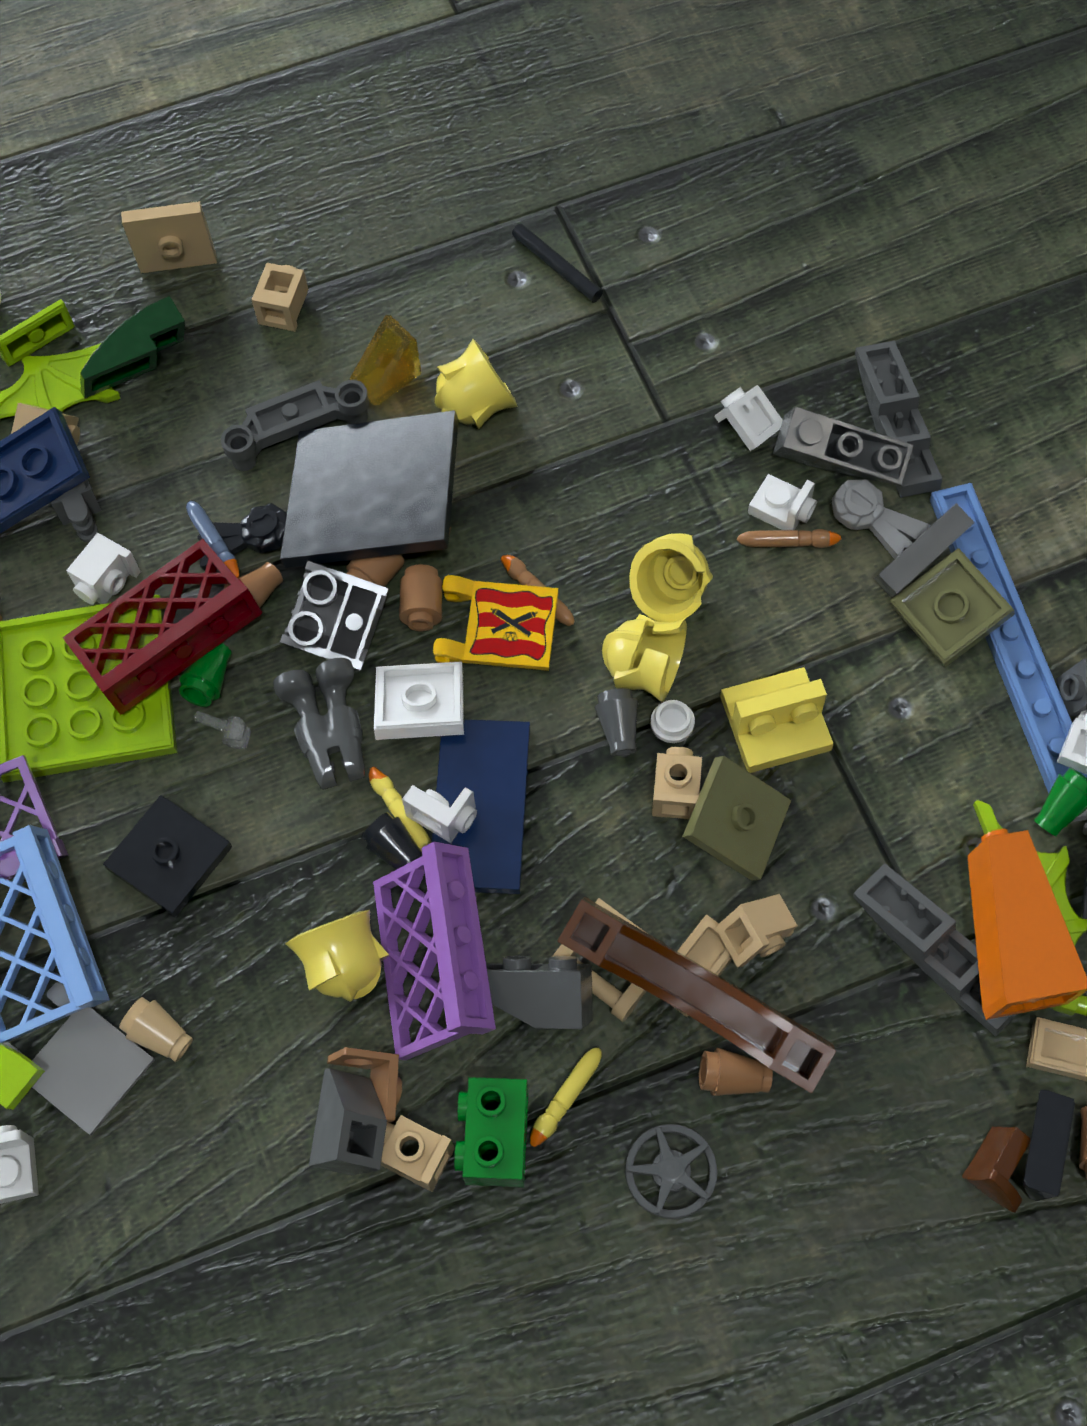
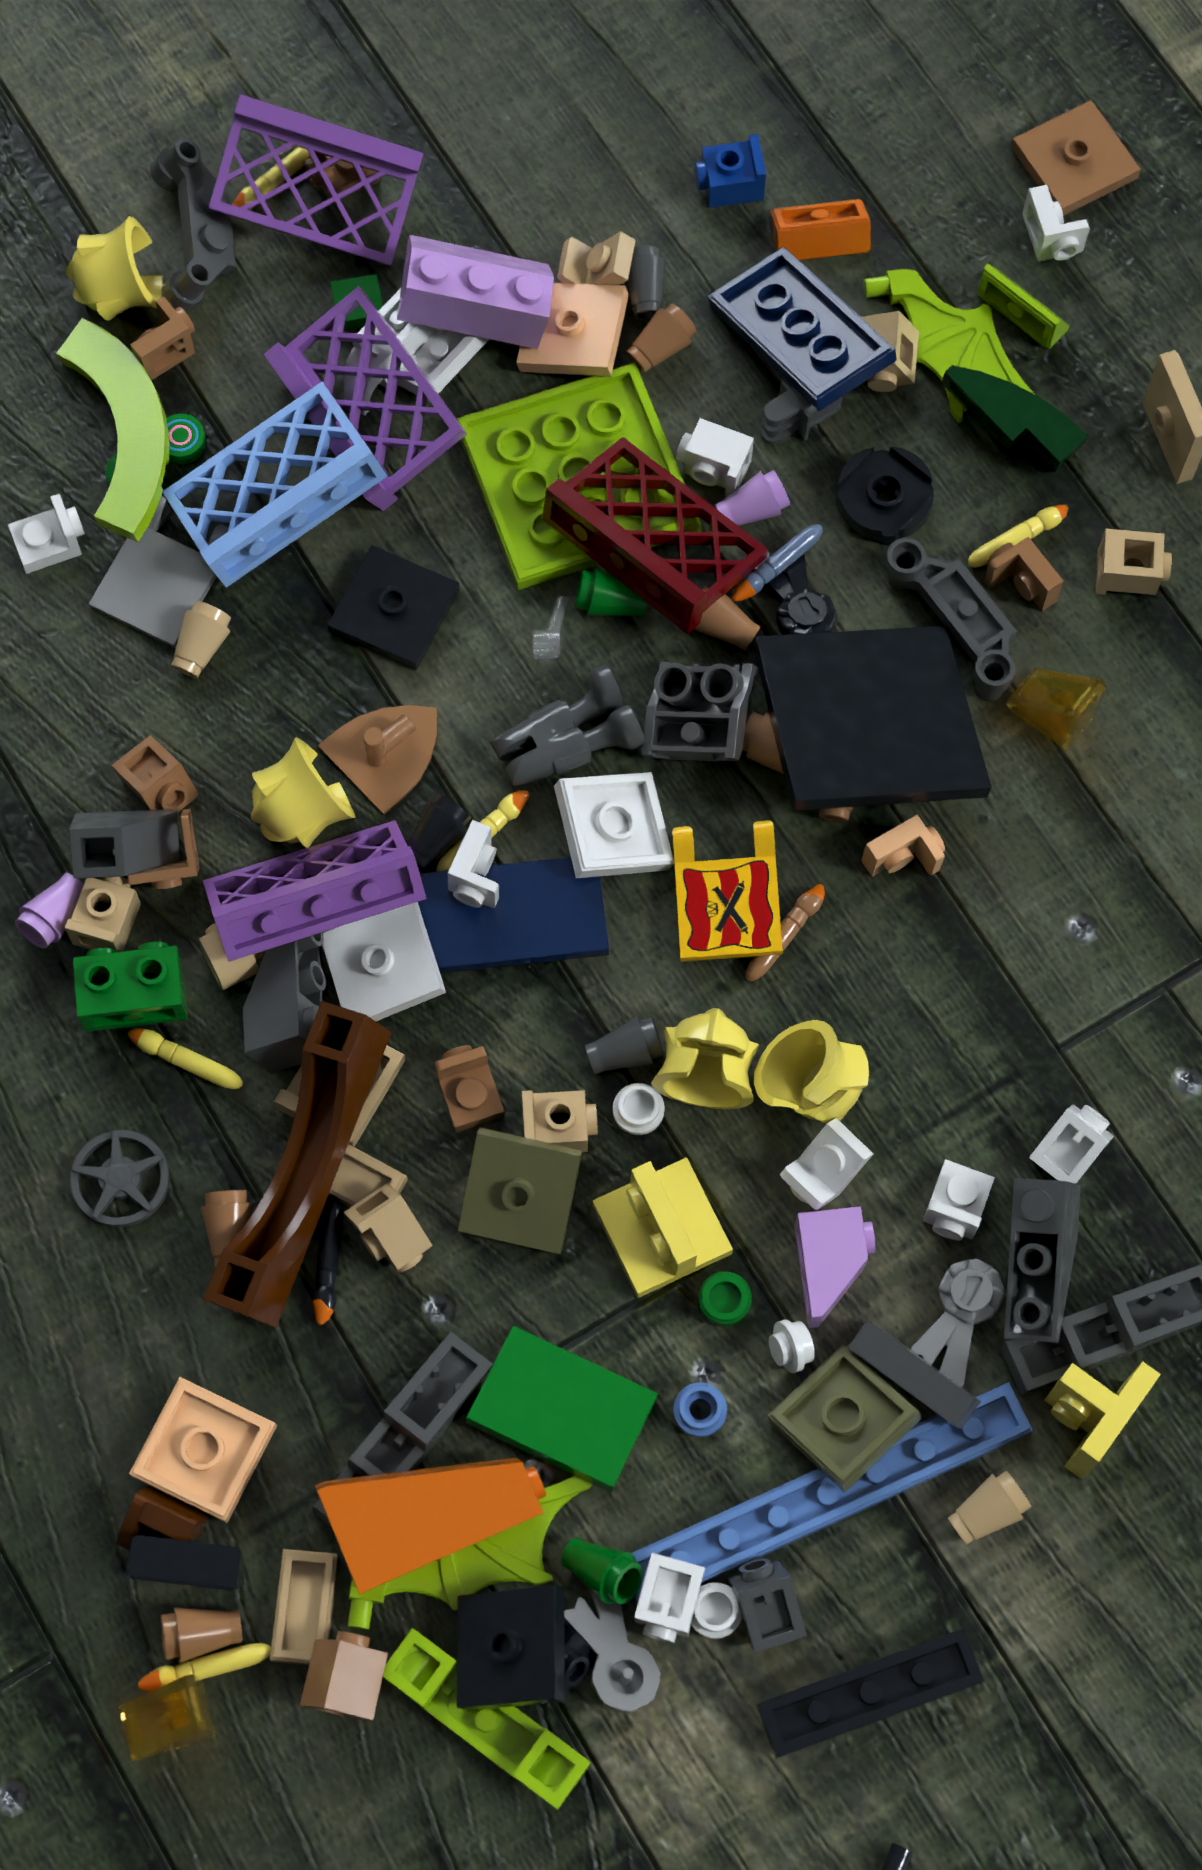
camera: 75 degrees right, 5 degrees up
(148, 545) = (755, 500): none -> lavender cone
(173, 475) = (878, 518): none -> black plate
(224, 350) = (1044, 520): none -> light yellow piece
(269, 363) = (1031, 572): none -> medium nougat bracket
(285, 1088) = (156, 776): none -> medium nougat bracket
(304, 884) = (385, 751): none -> medium nougat shield
(403, 1205) = (46, 915): none -> lavender cone
(420, 597) = (744, 801): medium nougat brick -> none
(472, 388) = (1027, 801): light yellow helmet -> none
(479, 1049) = (225, 972): none -> tan plate
(483, 488) = (895, 848): none -> light nougat bracket
(516, 905) = (383, 963): none -> white plate
(634, 853) = (468, 1087): none -> medium nougat bracket
(744, 585) = (826, 1165): none -> white bracket
(789, 538) = (917, 1249): medium nougat piece -> none
(804, 1000) = (327, 1264): none -> black piece
(824, 597) = (831, 1256): none -> lavender slope
(843, 682) = (724, 1299): none -> green tile
(889, 635) = (791, 1345): none -> white plate
(925, 817) = (562, 1408): none -> green tile
(936, 702) = (700, 1393): none -> medium blue plate
(937, 1122) = (203, 1450): none -> light nougat plate
(973, 424) = (1087, 1404): none -> light yellow bracket
(1030, 519) = (990, 1508): none -> tan cone

